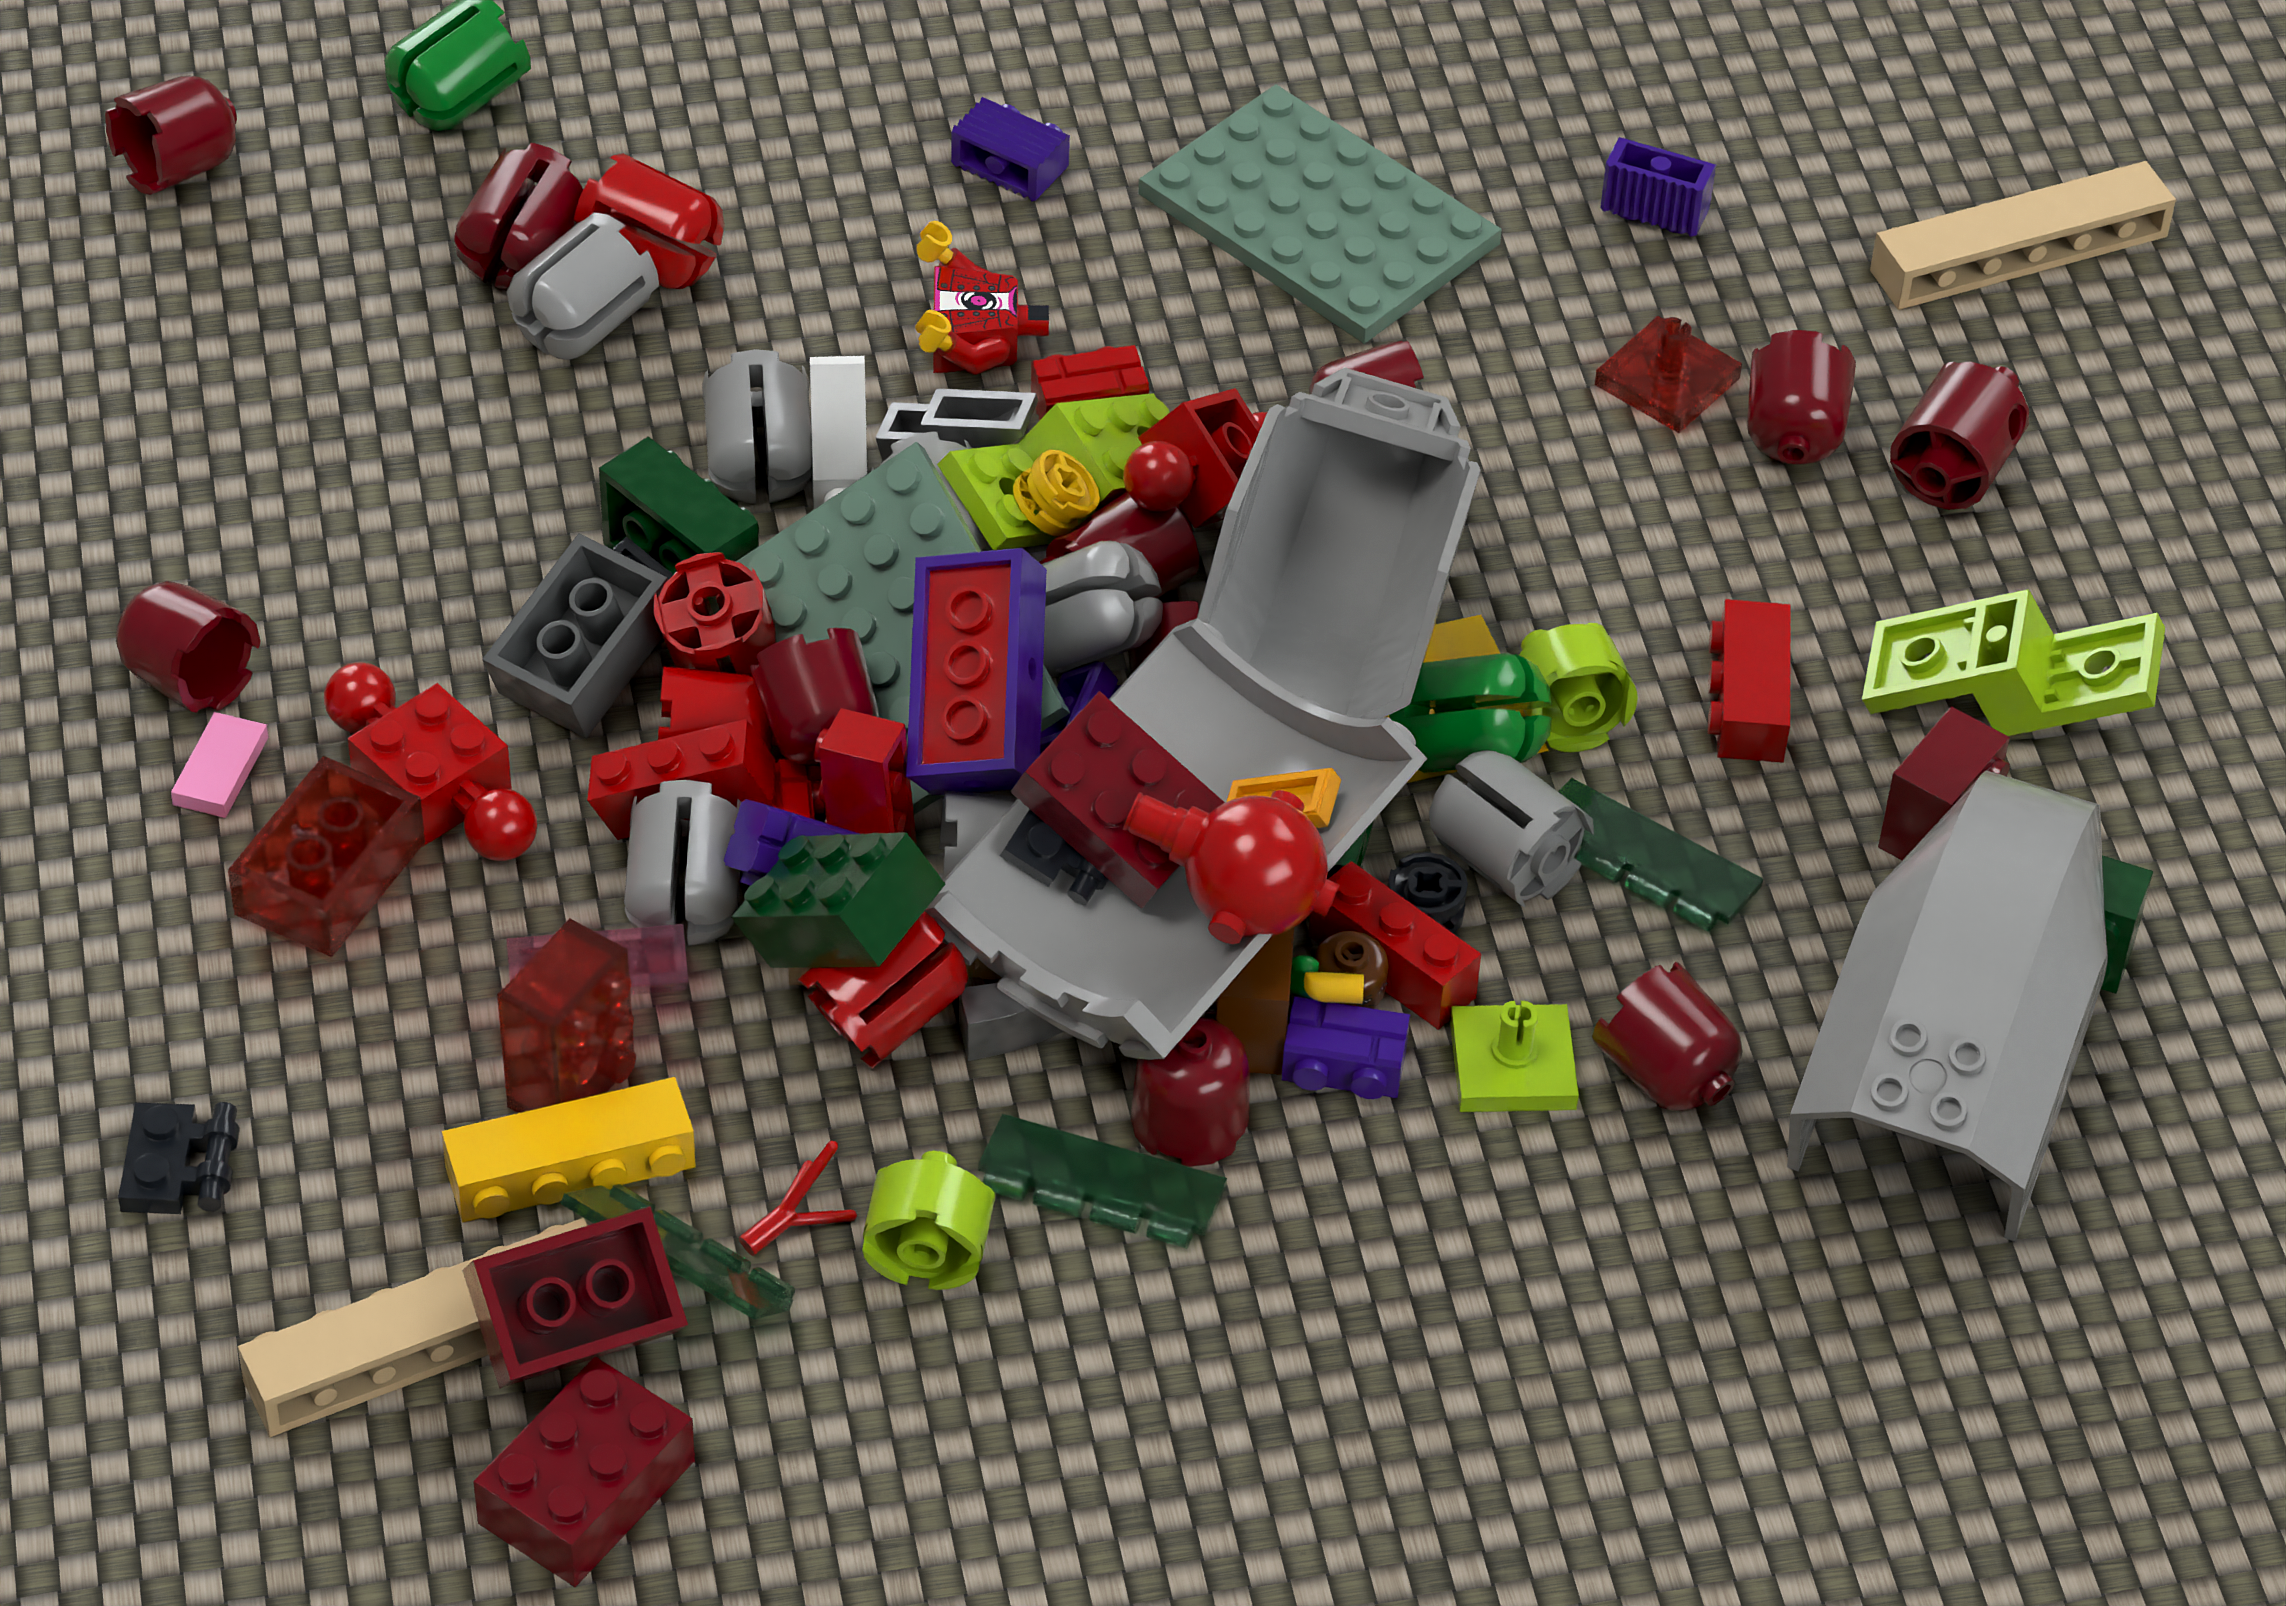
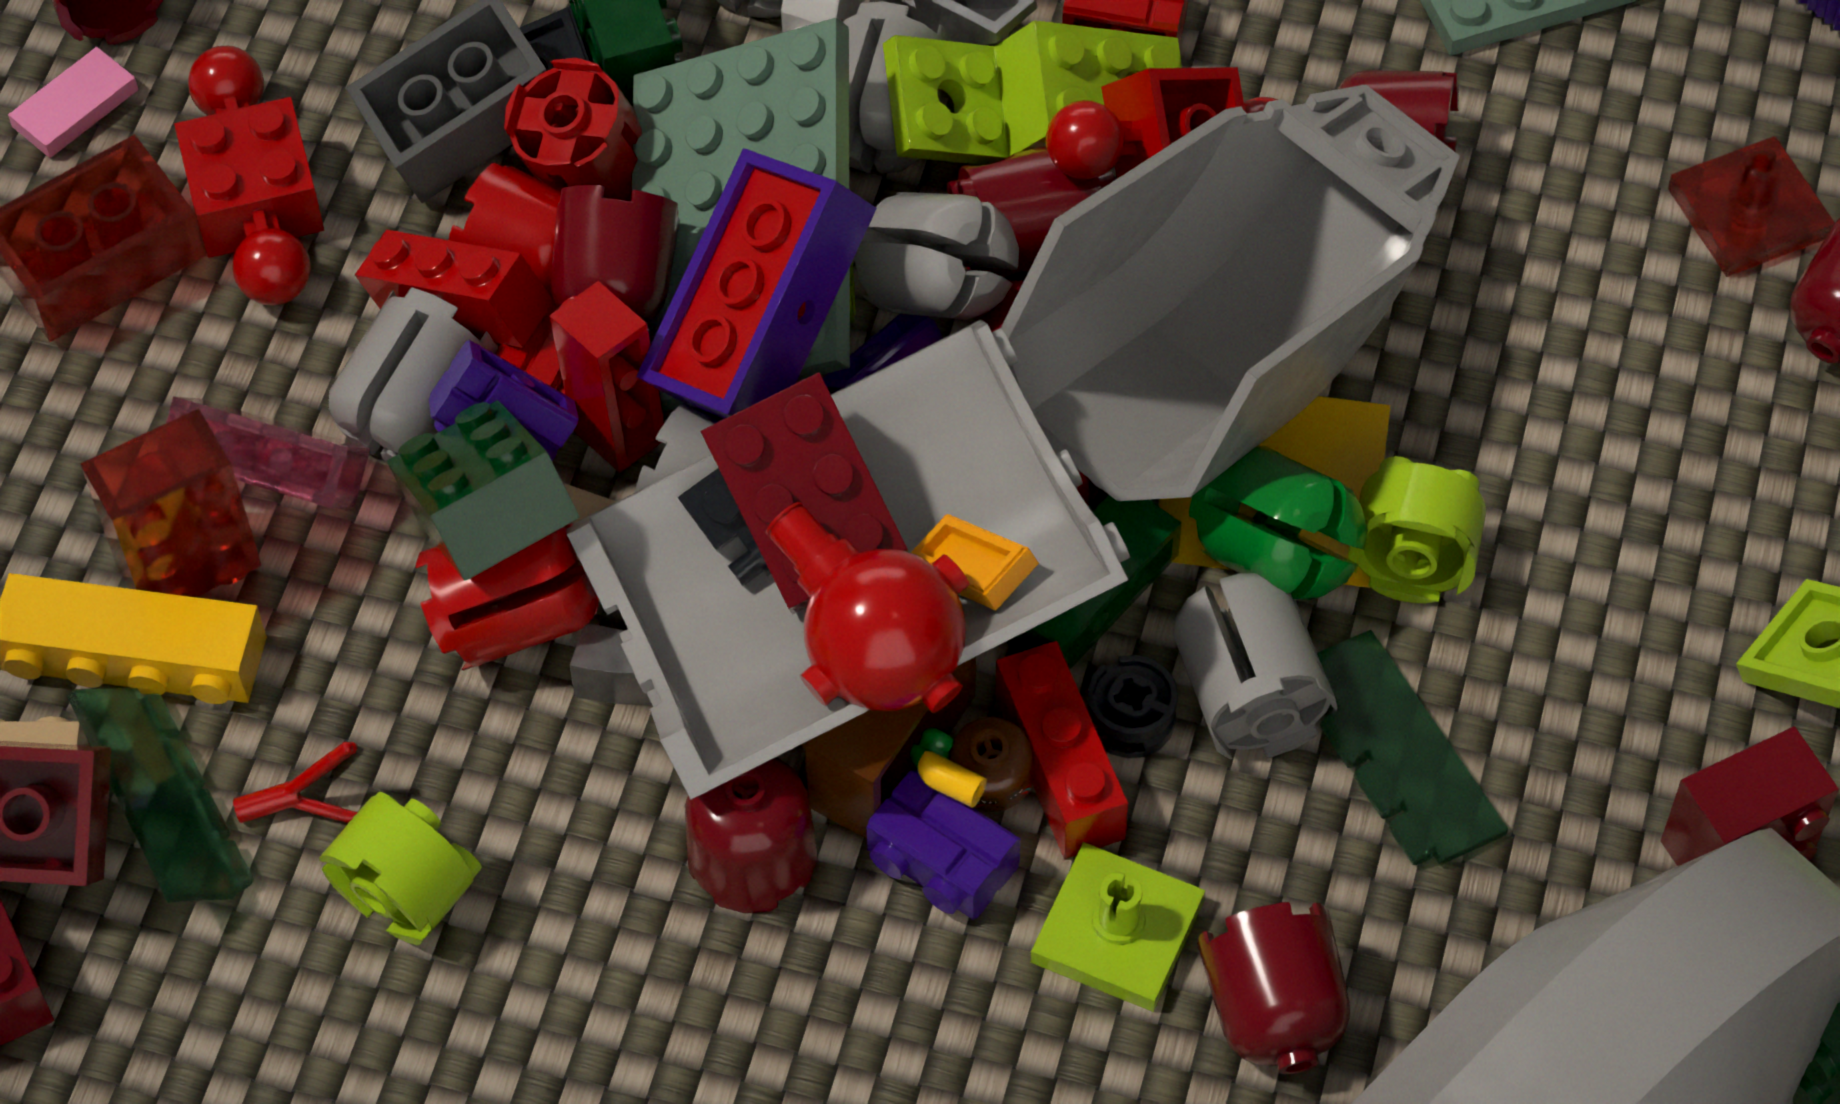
camera: 30 degrees right, 10 degrees up
(1059, 492) = (981, 136): yellow wheel -> none
(1114, 1179) = (632, 888): clear green windscreen -> none
(1751, 680) = (1624, 595): red brick -> none

